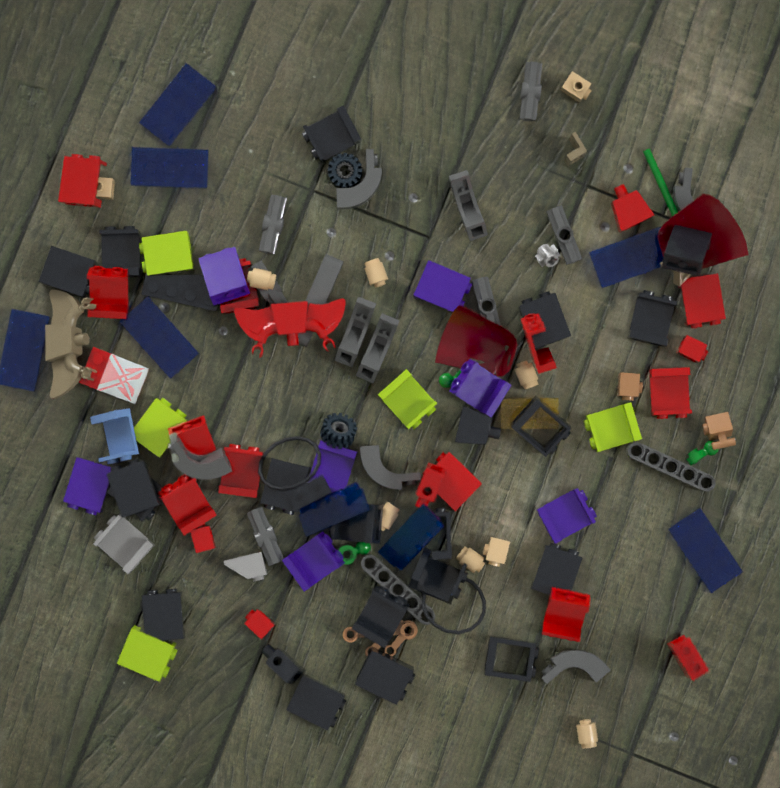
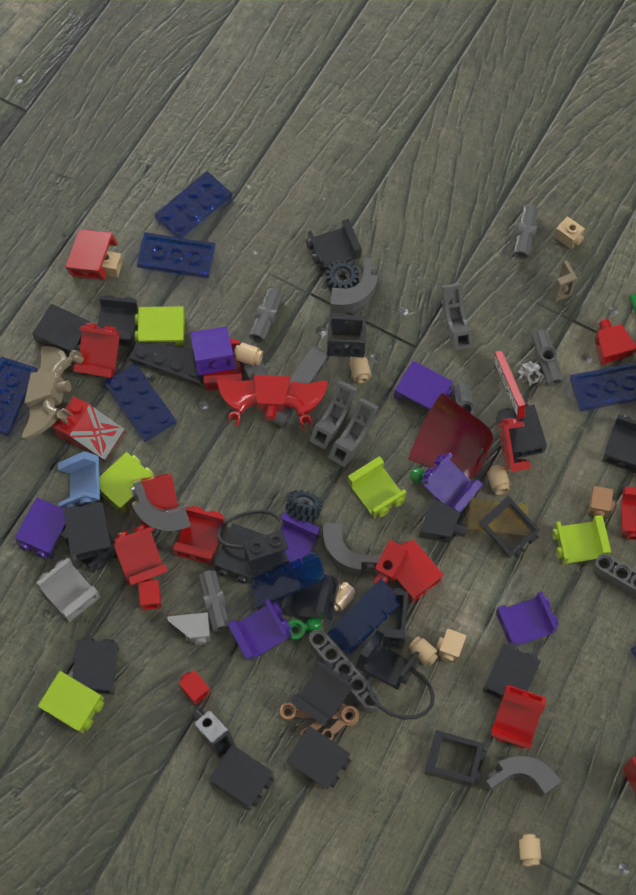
camera: 10 degrees right, 20 degrees down
(357, 225) = (356, 326): none -> black window
(528, 274) = (510, 385): none -> tile

